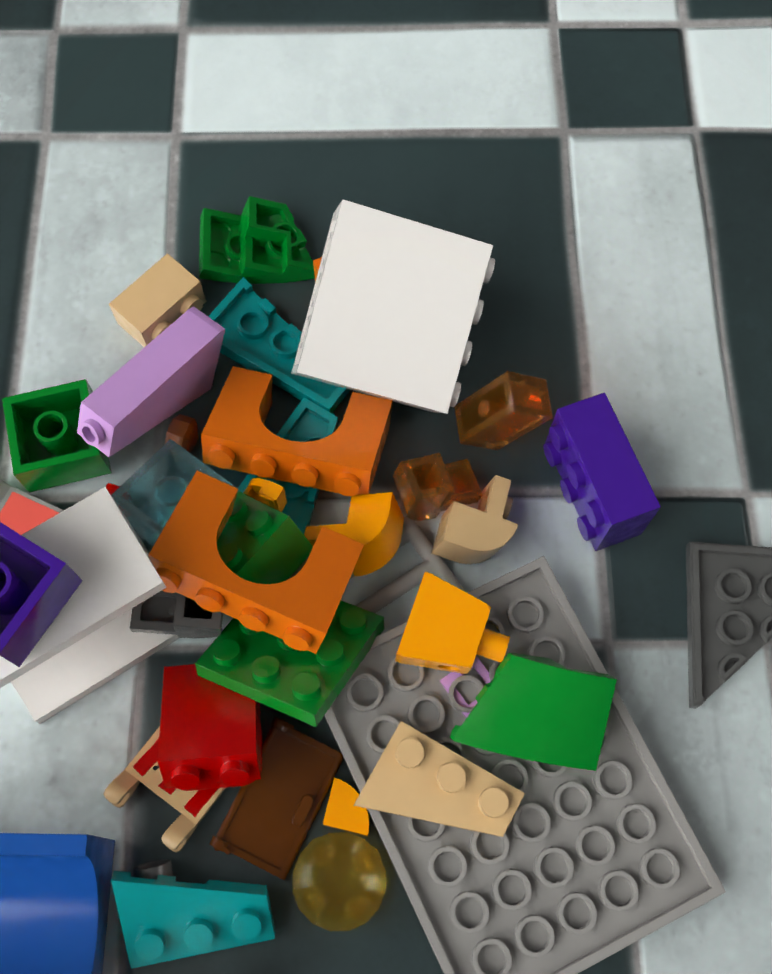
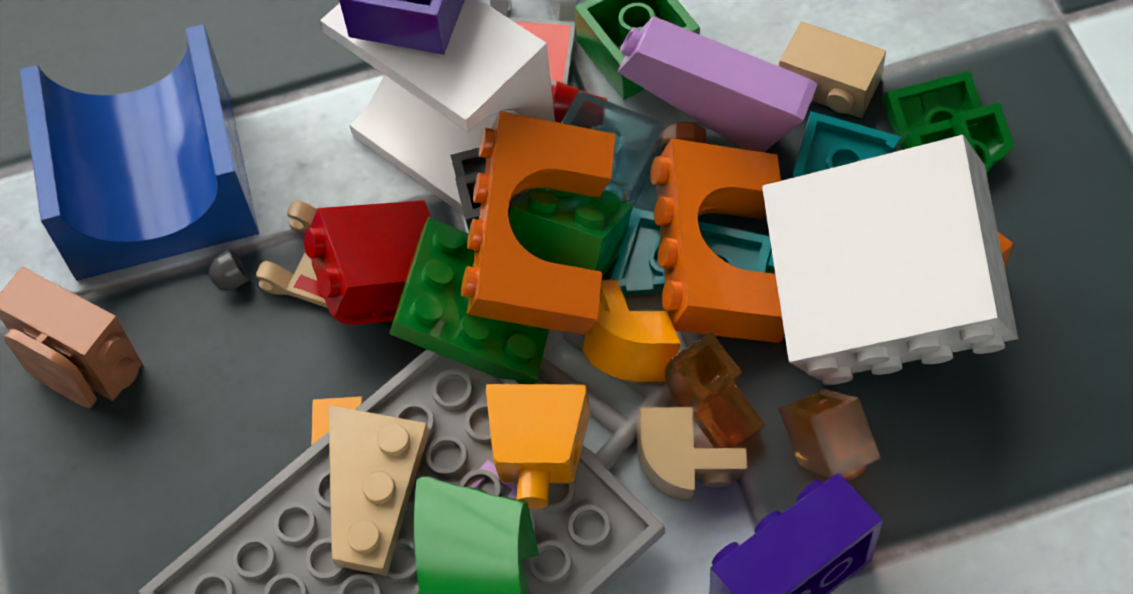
camera: 80 degrees right, 10 degrees down
(185, 919) = (194, 309): teal wing -> none
(267, 493) = (637, 233): light orange tile -> none
(291, 788) = (324, 352): reddish brown door -> none
(339, 881) = (260, 432): clear yellow dish -> none

